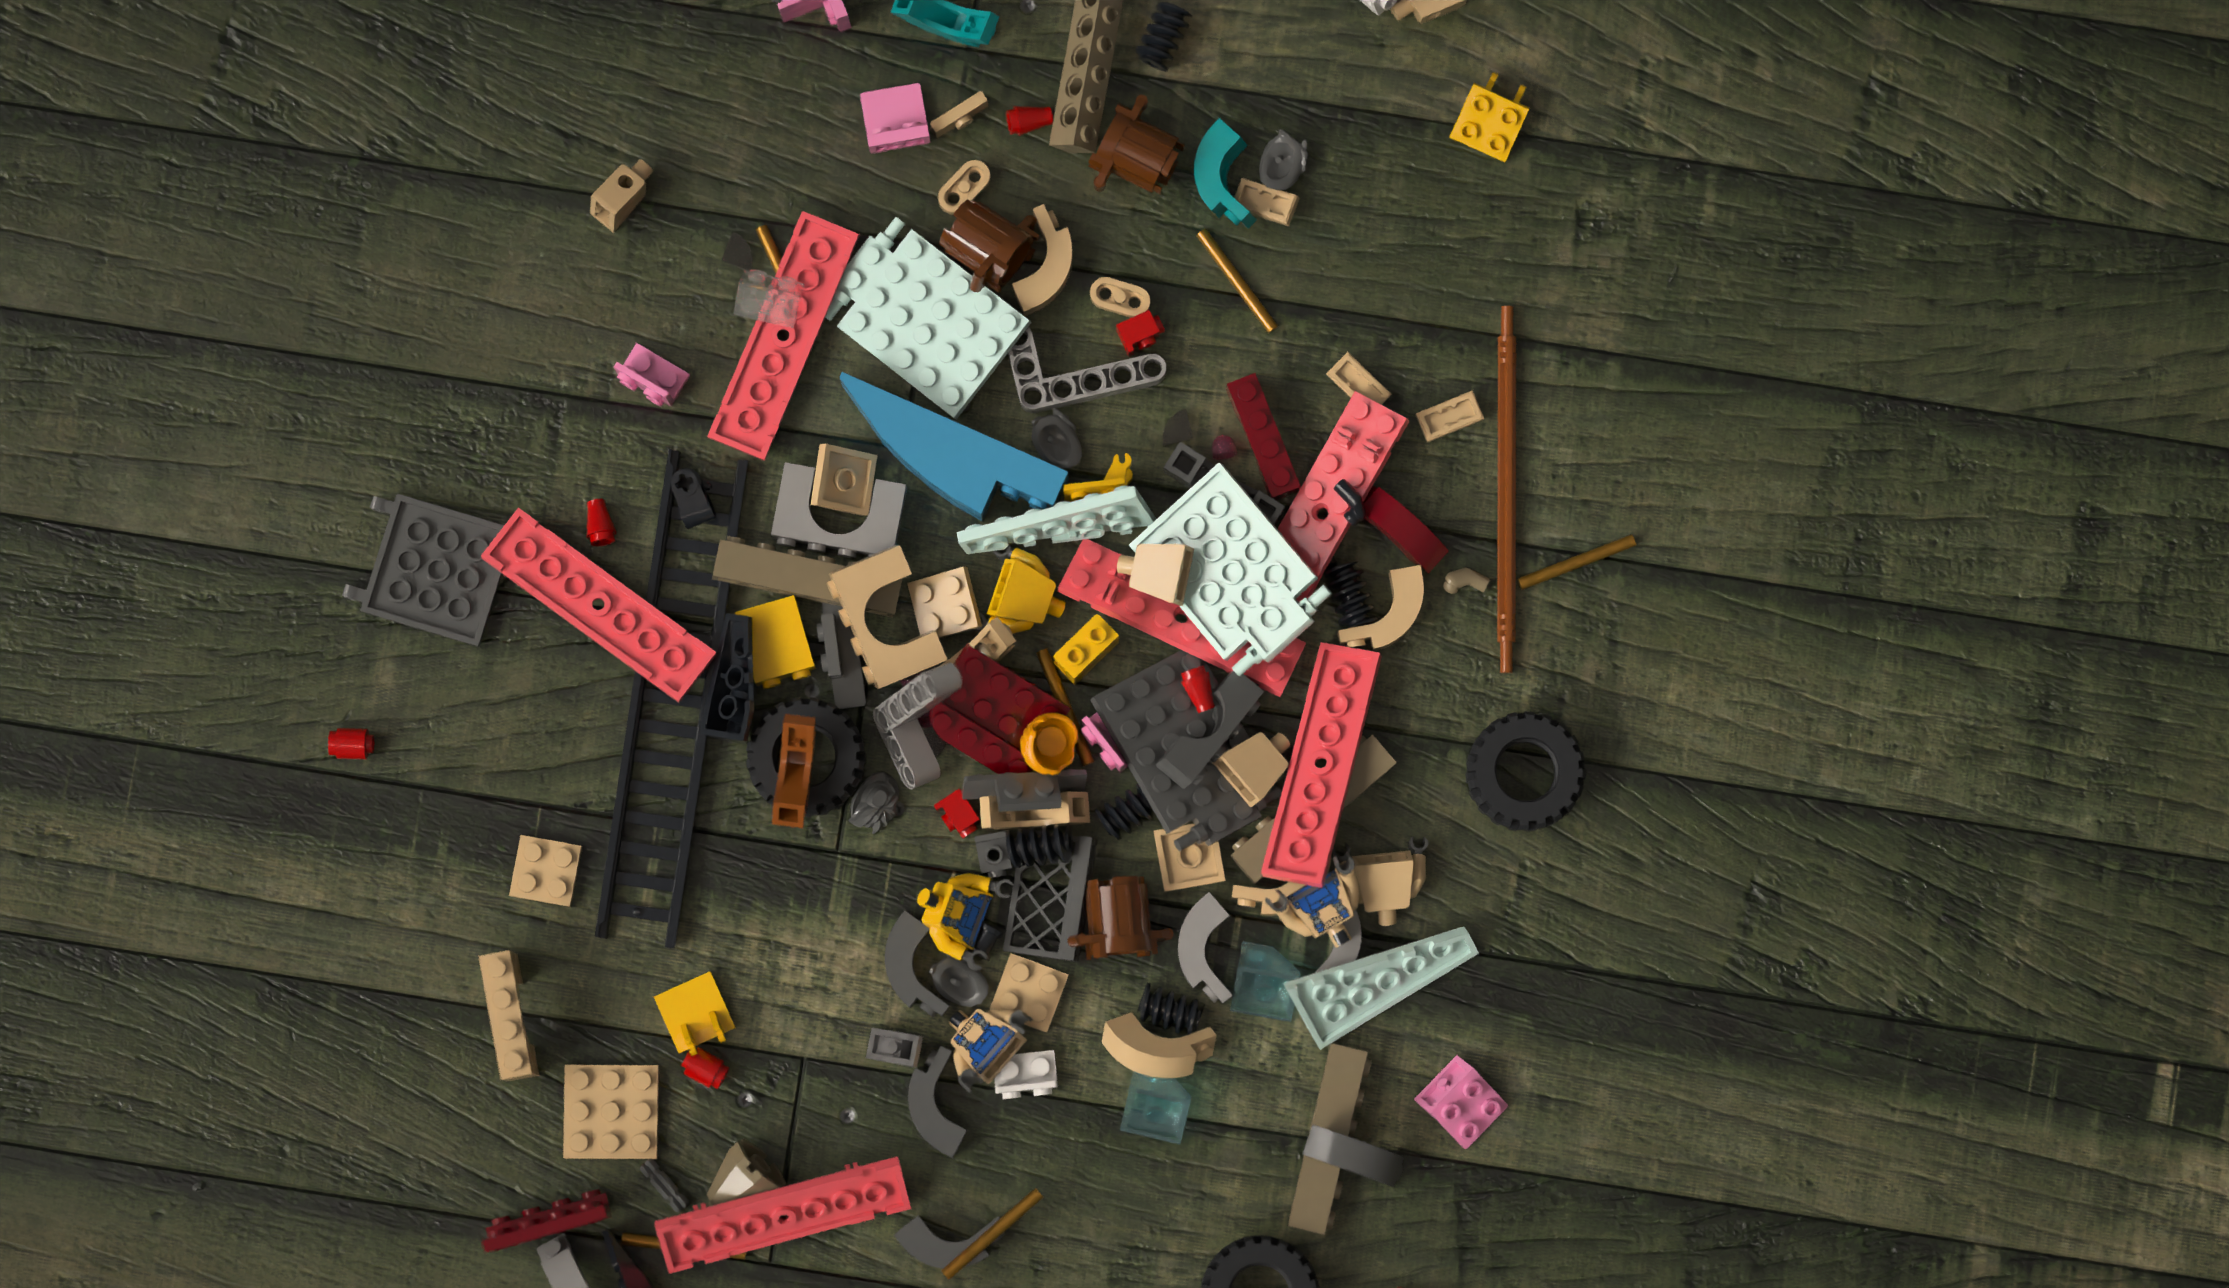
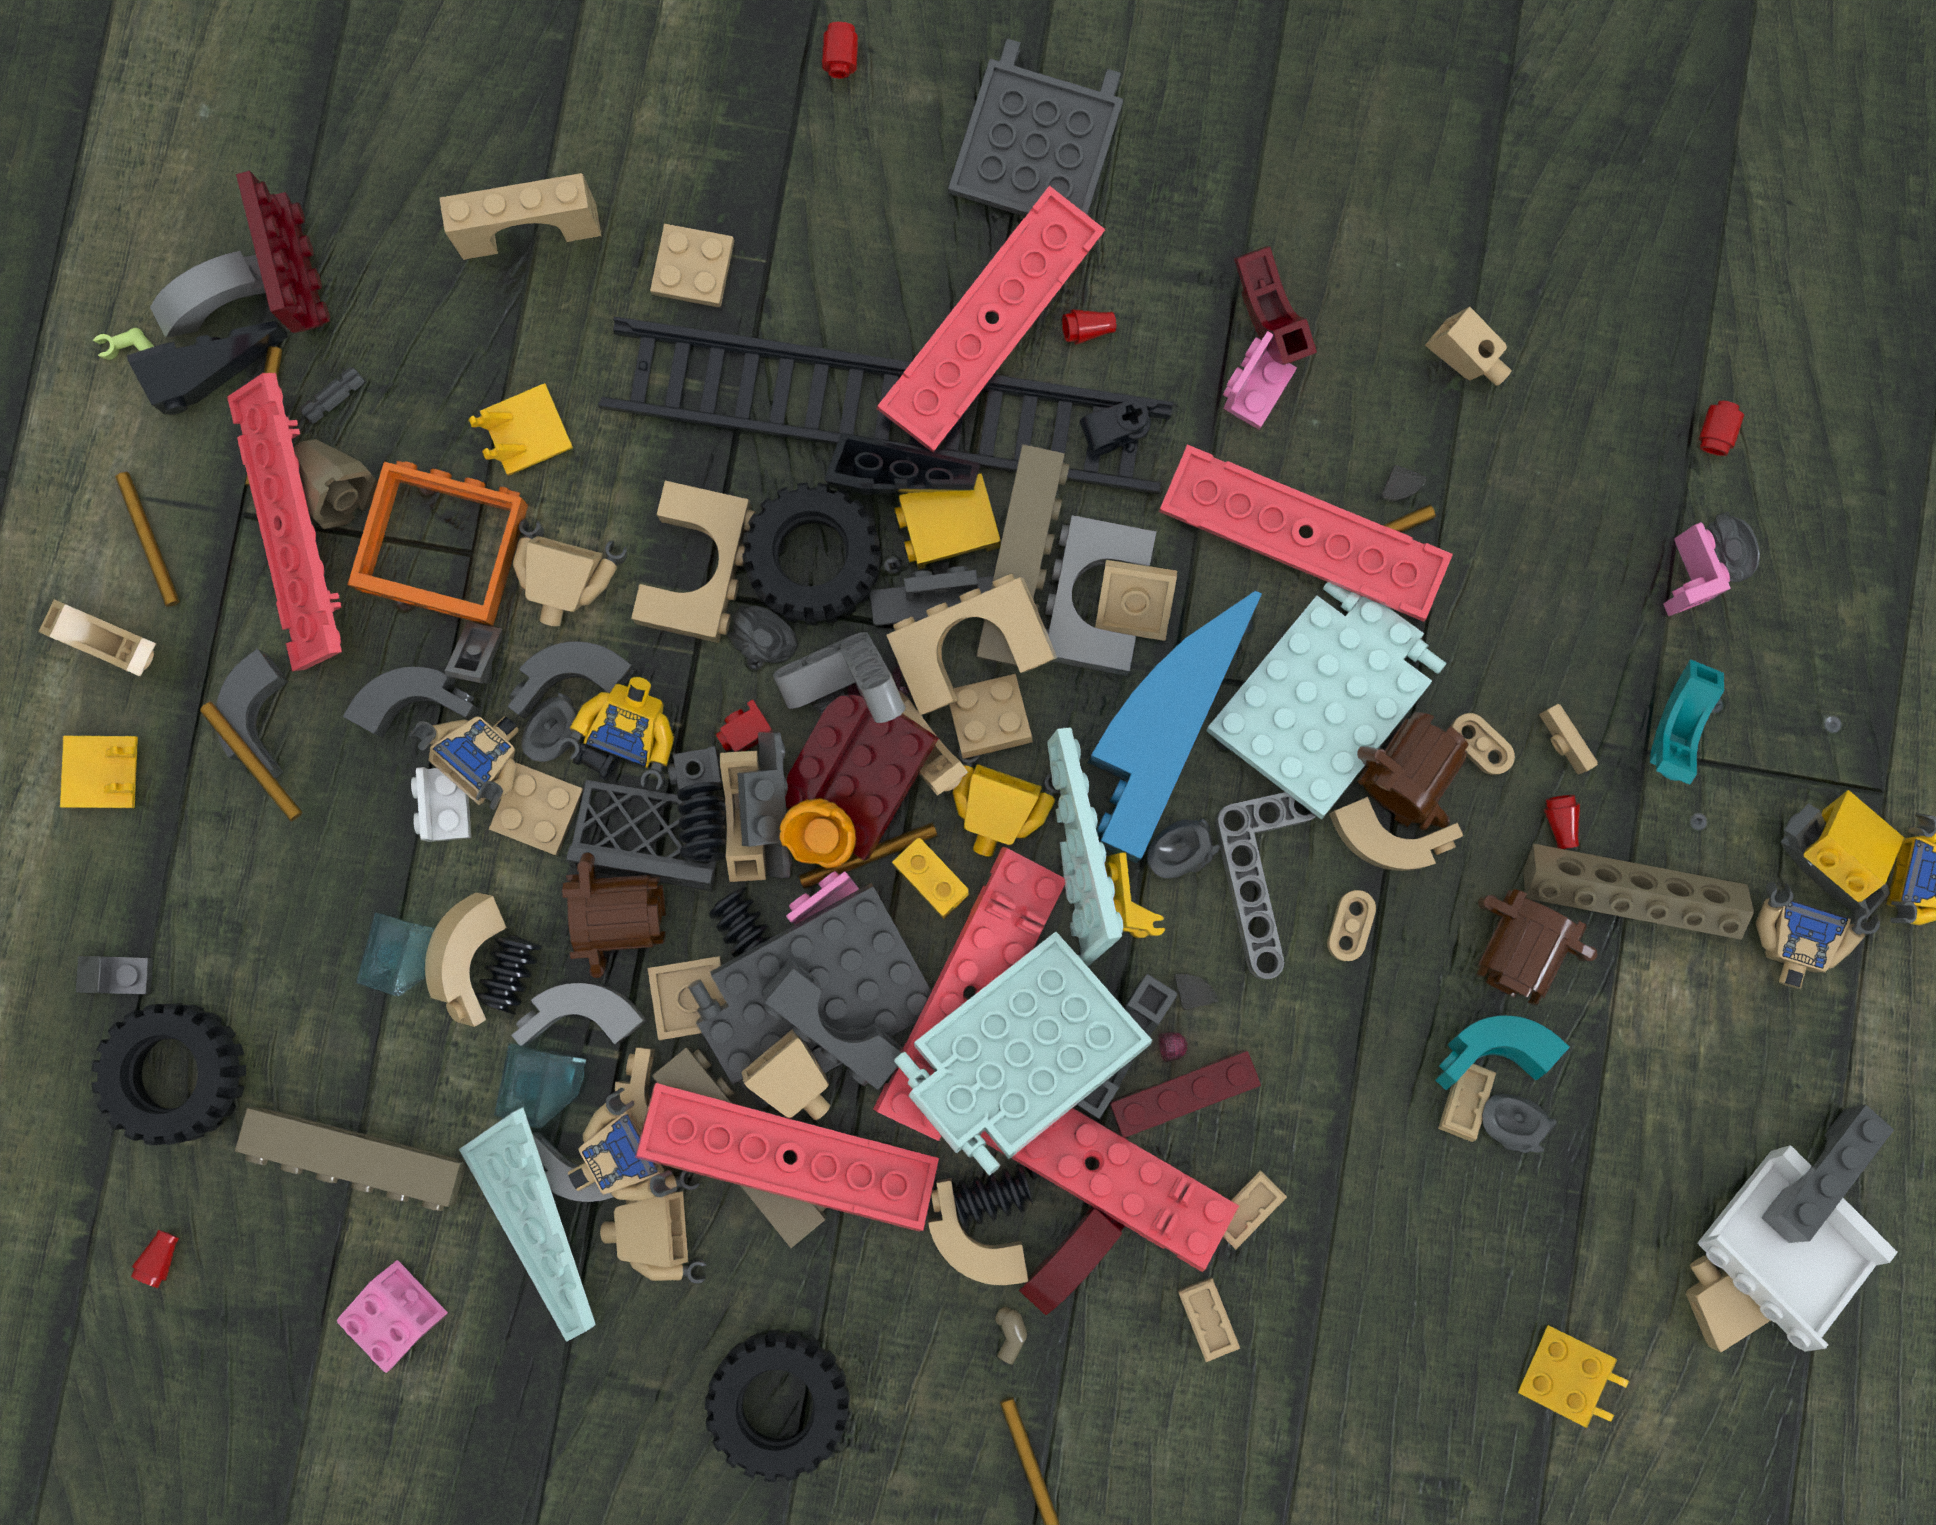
camera: 90 degrees right, 0 degrees up
(588, 363) = (1271, 309): none -> dark red arch
(611, 1112) = (417, 336): tan plate -> none
(705, 1068) = (459, 440): red brick -> none
(750, 1057) = (438, 481): none -> orange window
(768, 298) = (1349, 512): clear bracket -> none
(794, 771) = (784, 533): dark orange arch -> none
(824, 975) = (561, 573): none -> tan torso
(856, 852) = (702, 611): none -> tan arch
(895, 118) = (1562, 664): bright pink bracket -> none
(1139, 331) = (1310, 948): red brick -> none
(1159, 570) = (1021, 966): tan torso -> none
(1162, 35) = (1668, 979): black piece -> none
(1198, 687) = (884, 1011): red cone -> none
(1237, 280) = (1372, 1065): pearl gold bar -> none
(1353, 500) = (1105, 1202): black arm -> none
(1354, 1156) = (318, 1188): dark grey arch -> none
(1506, 492) = (1121, 1387): dark orange axle -> none

